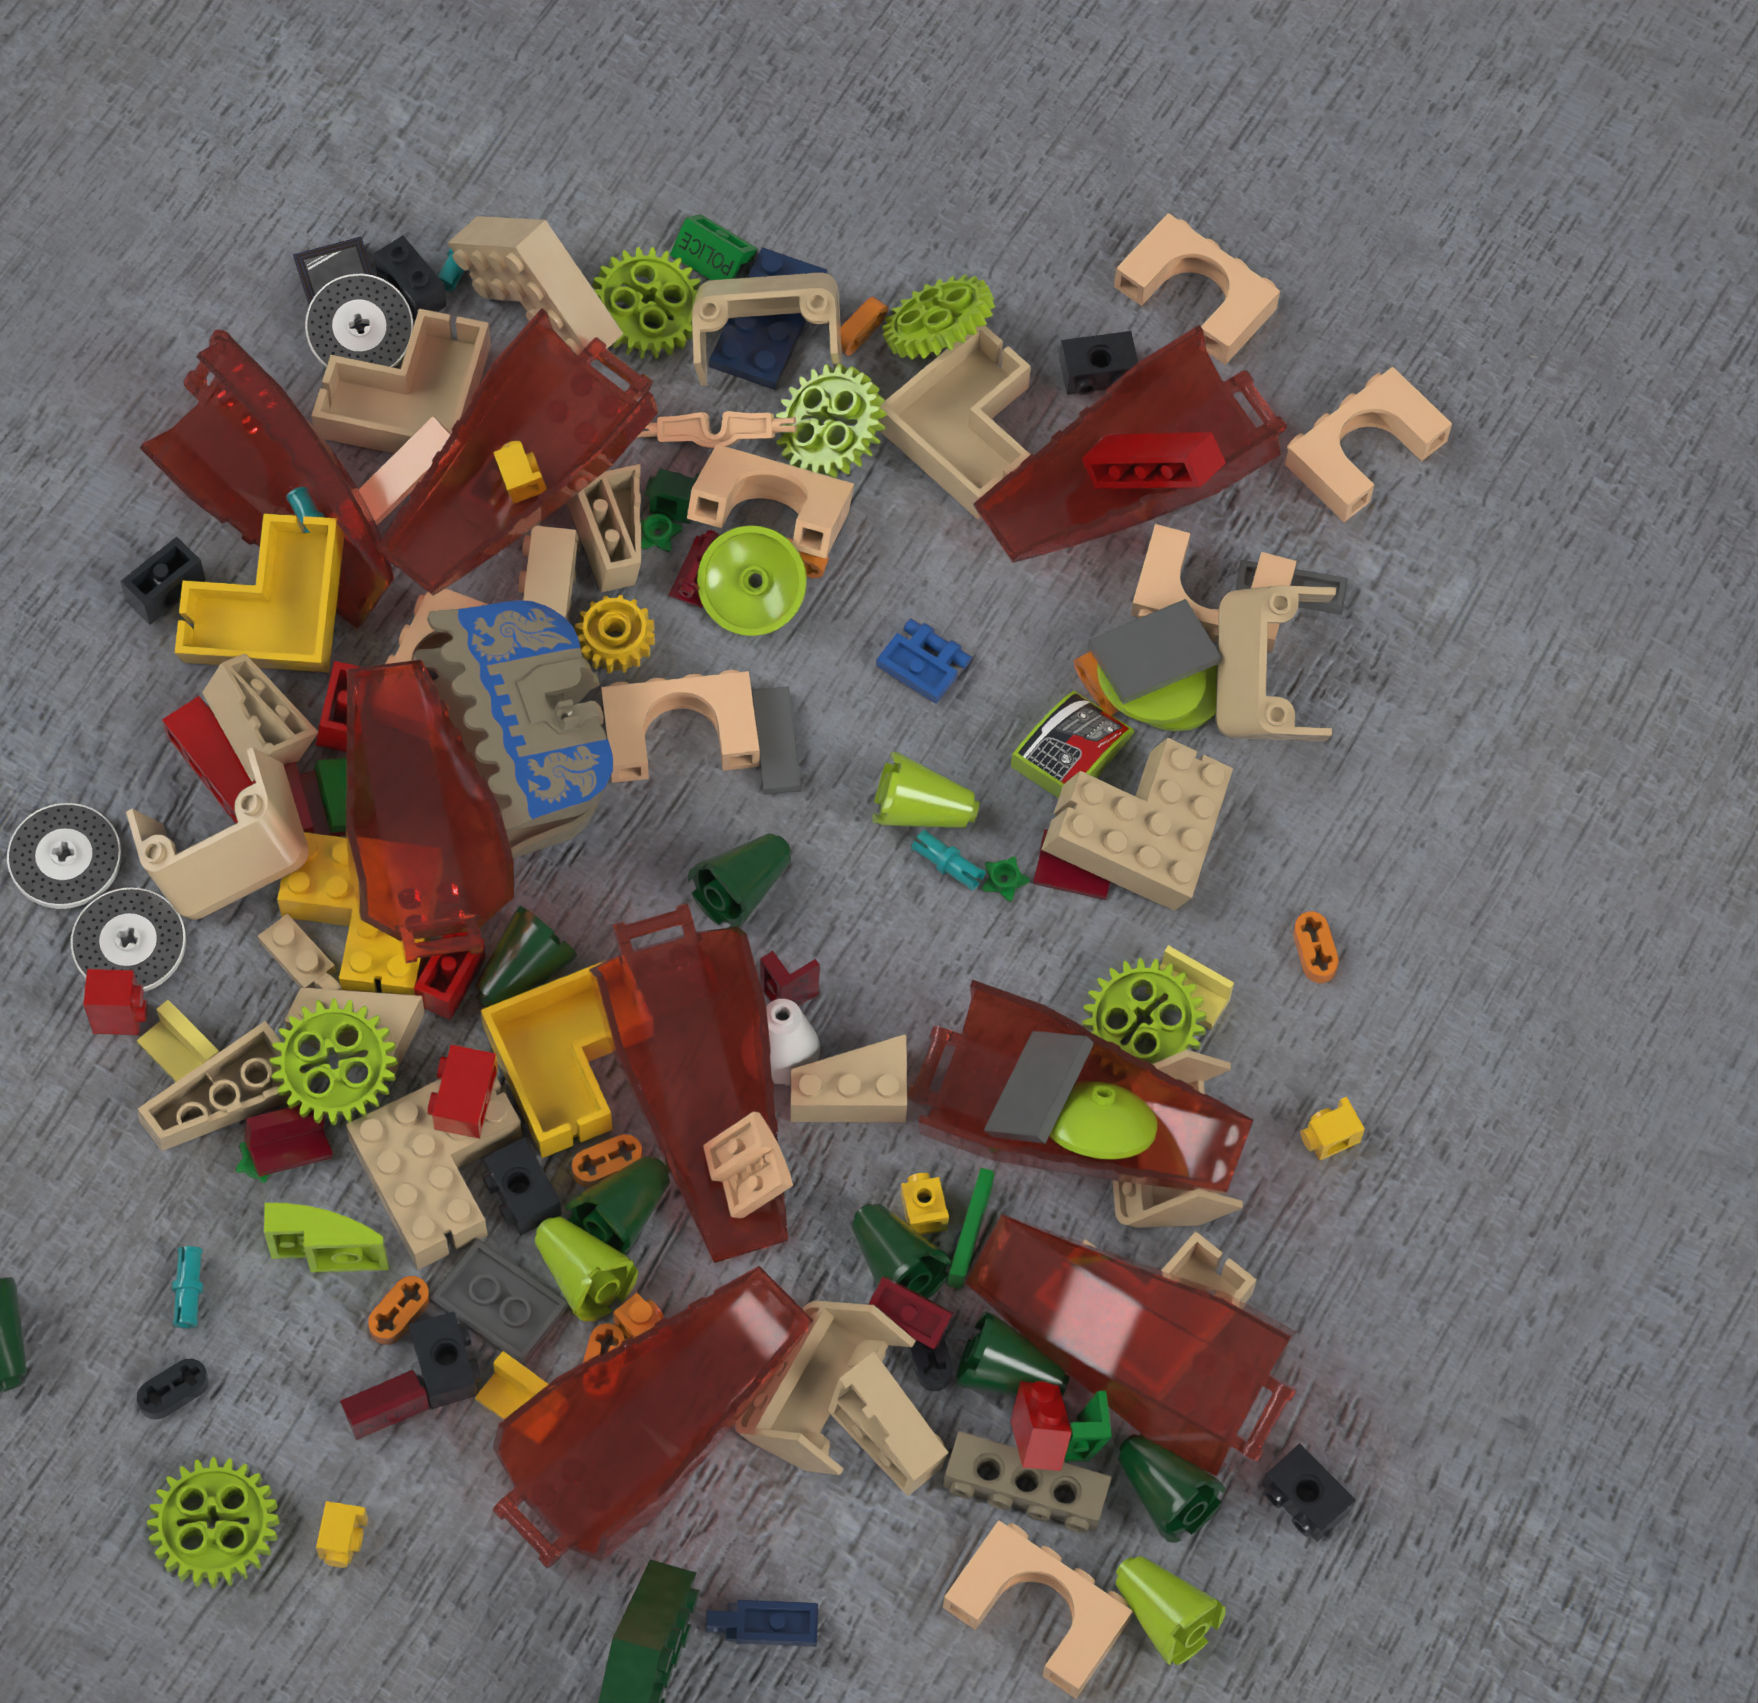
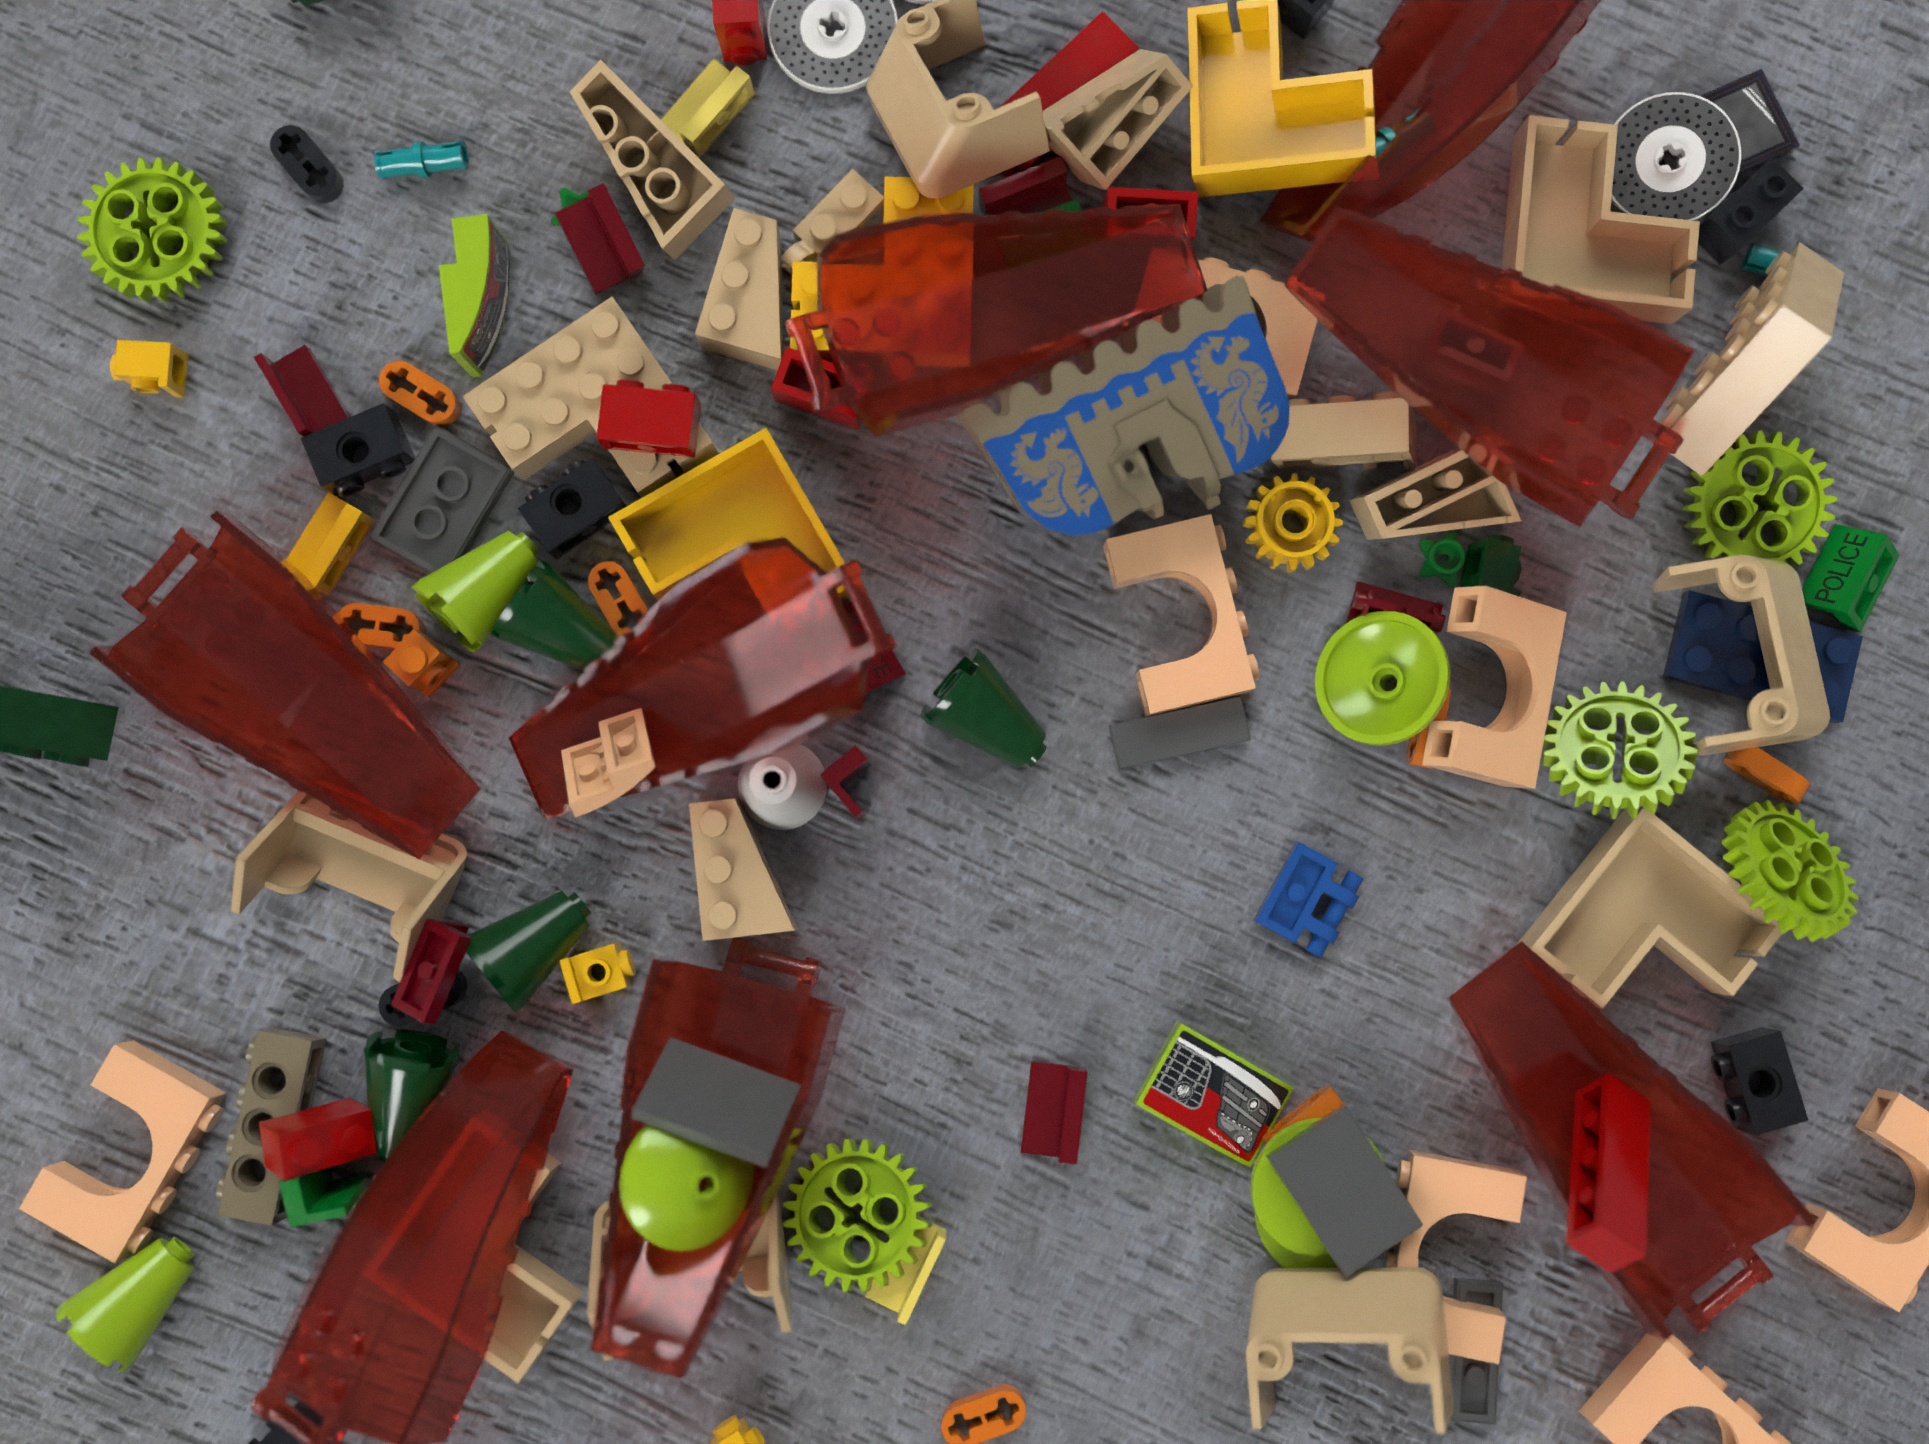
camera: 85 degrees right, 20 degrees up
(342, 1095) = (641, 285): lime gear -> none
(404, 470) = (1460, 229): light nougat tile -> none
(519, 471) = (1477, 368): yellow brick -> none
(522, 959) = (850, 471): dark green cone -> none
(734, 427) = (1595, 632): light nougat piece -> none
(766, 1623) = (87, 845): dark blue hinge -> none
(887, 1424) = (316, 960): tan wedge -> none
(921, 797) = (1115, 915): lime cone -> none
(948, 860) = (1043, 956): teal pin -> none
(971, 1228) = (566, 1029): green tile -> none
(1011, 871) = (1045, 1028): green plate -> none
(1149, 839) = (1097, 1219): tan piece -> none
(1171, 1488) = (264, 1293): dark green cone -> none

